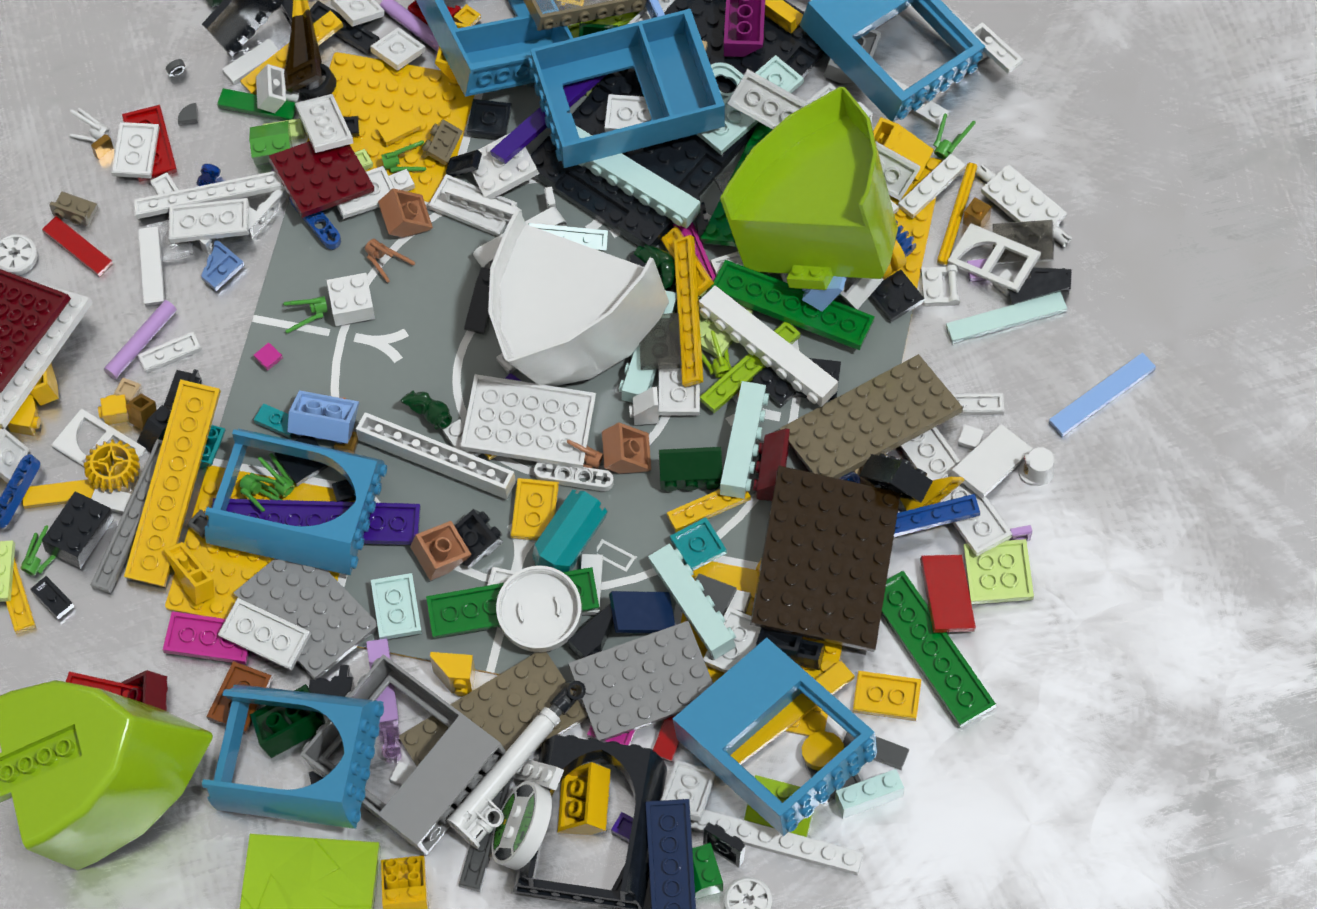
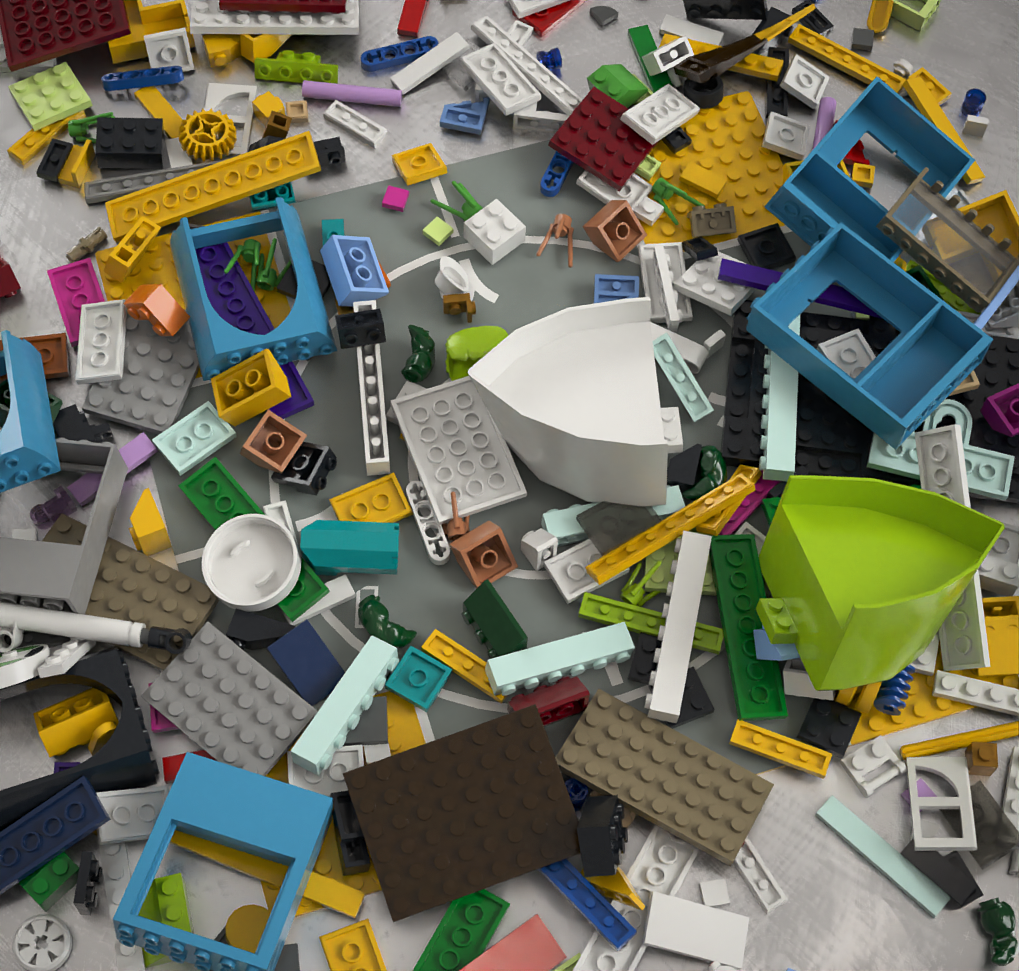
camera: 55 degrees right, 0 degrees up
(68, 582) = (77, 165): none -> yellow panel
(85, 368) = (295, 68): none -> lime bracket
(126, 285) = (398, 50): none -> blue beam
(154, 610) = (86, 245): none -> dark tan pin
(244, 323) = (419, 164): none -> yellow tile
(267, 572) = (157, 305): none -> orange brick
(319, 341) = (437, 231): none -> yellowish green tile
(374, 353) = (451, 277): none -> white piece
(385, 540) = (250, 388): none -> yellow slope
(386, 432) = (360, 328): none -> black bracket
(400, 358) = (459, 303): none -> pearl gold bracket
(456, 365) = (469, 346): none -> lime animal
(459, 245) = (615, 287): none -> medium blue wing
(614, 782) = (101, 736): none -> yellow tile
(633, 549) = (375, 620): none -> dark green animal
(895, 335) = (780, 749): none -> yellow plate
(1095, 271) = (1000, 922): none -> dark green animal

